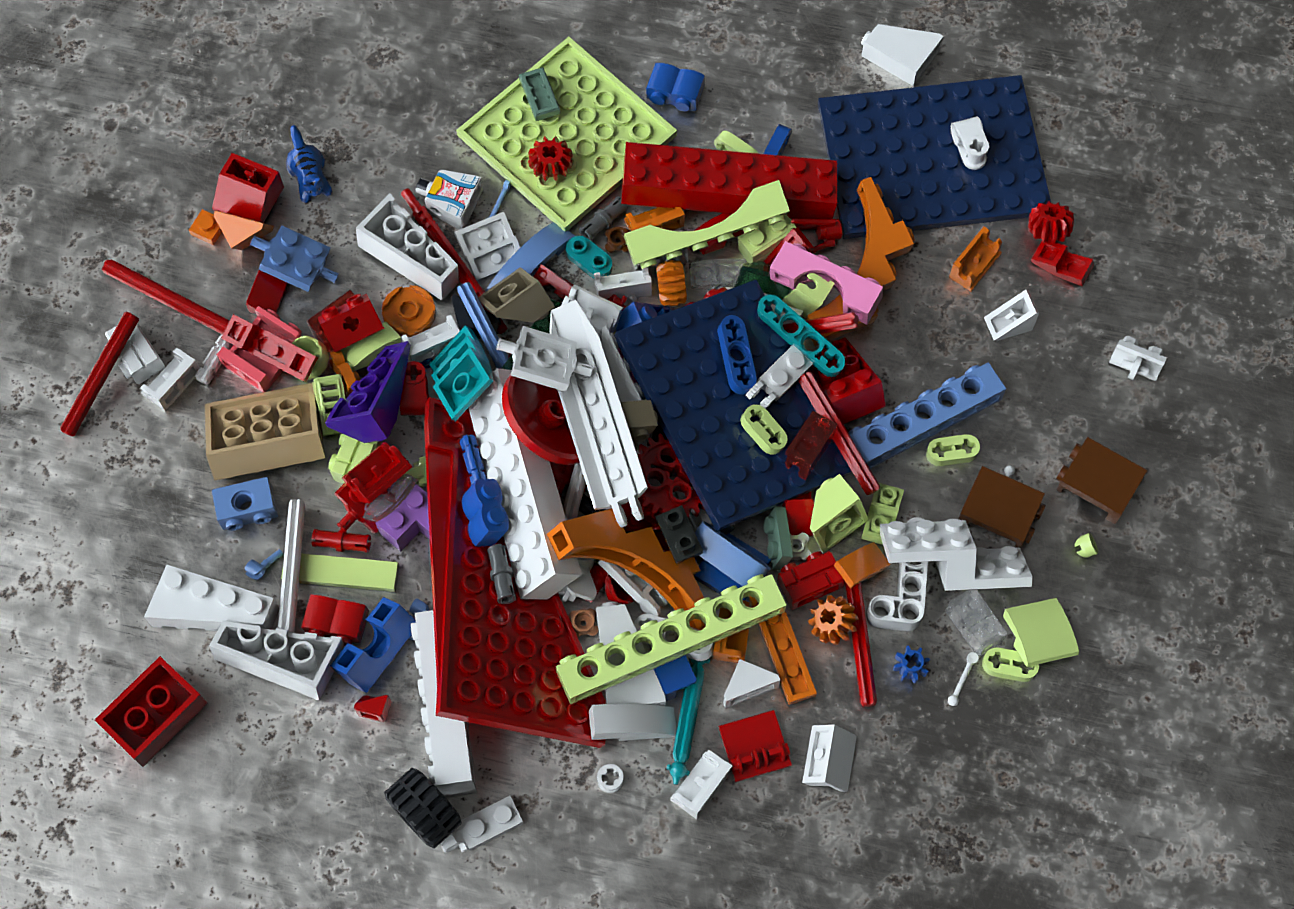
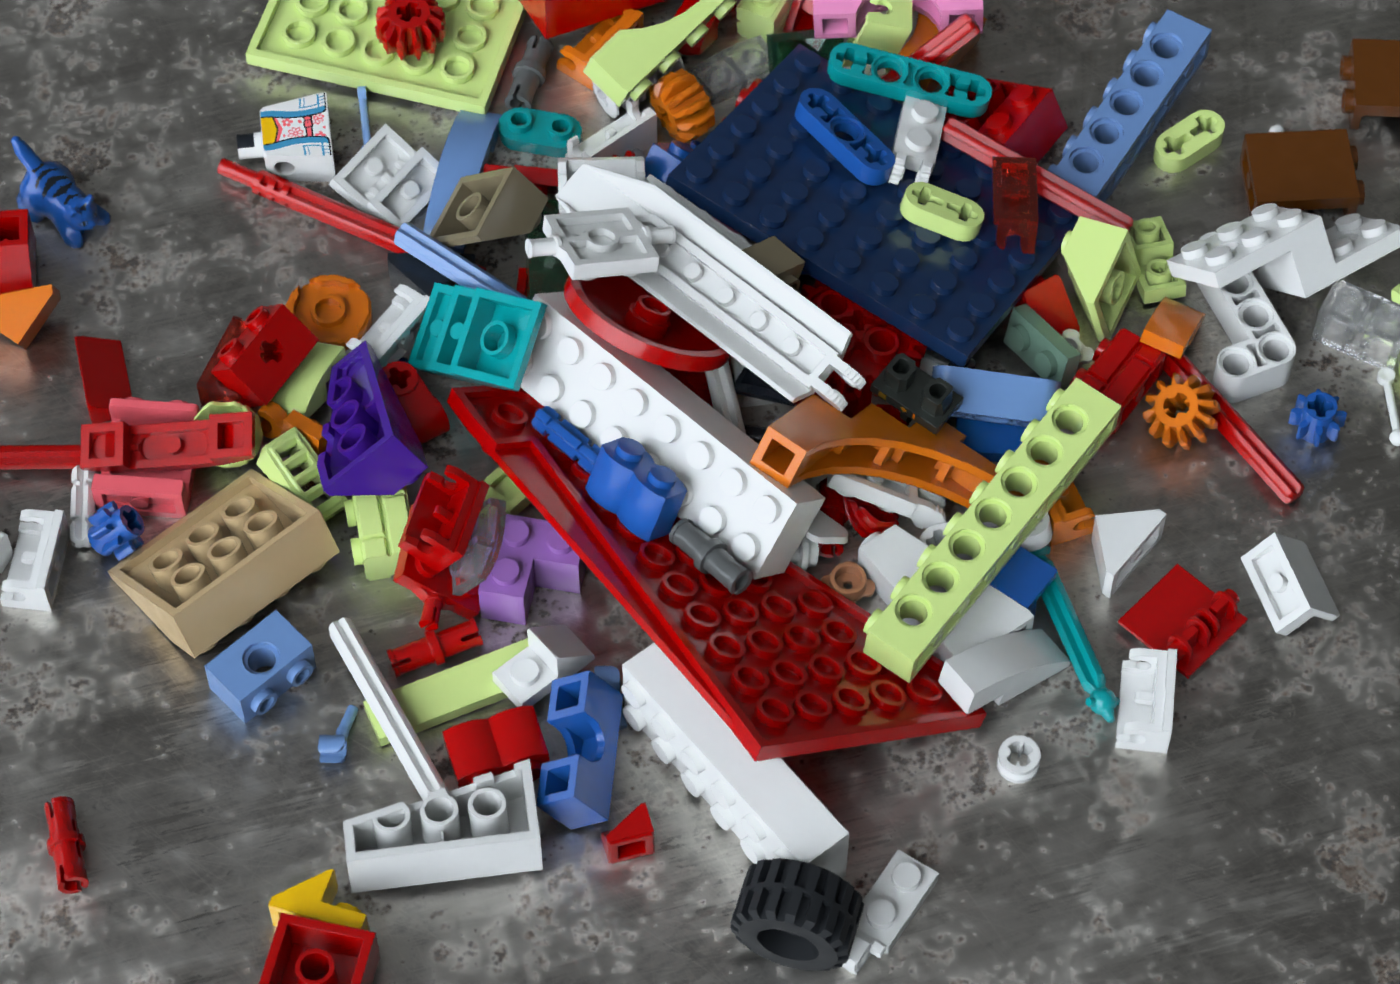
camera: 30 degrees left, 10 degrees down
(89, 551) = (66, 845): none -> red pin
(188, 658) = (314, 901): none -> yellow slope
(203, 603) = (292, 820): white wedge -> none
(218, 384) = (116, 530): none -> blue gear
(294, 258) = (120, 317): medium blue plate -> none
(391, 582) = (550, 655): none -> white slope
(405, 247) = (280, 231): white wedge -> none
(613, 234) = (563, 83): reddish brown plate -> none
(786, 657) = (1151, 488): orange plate -> none

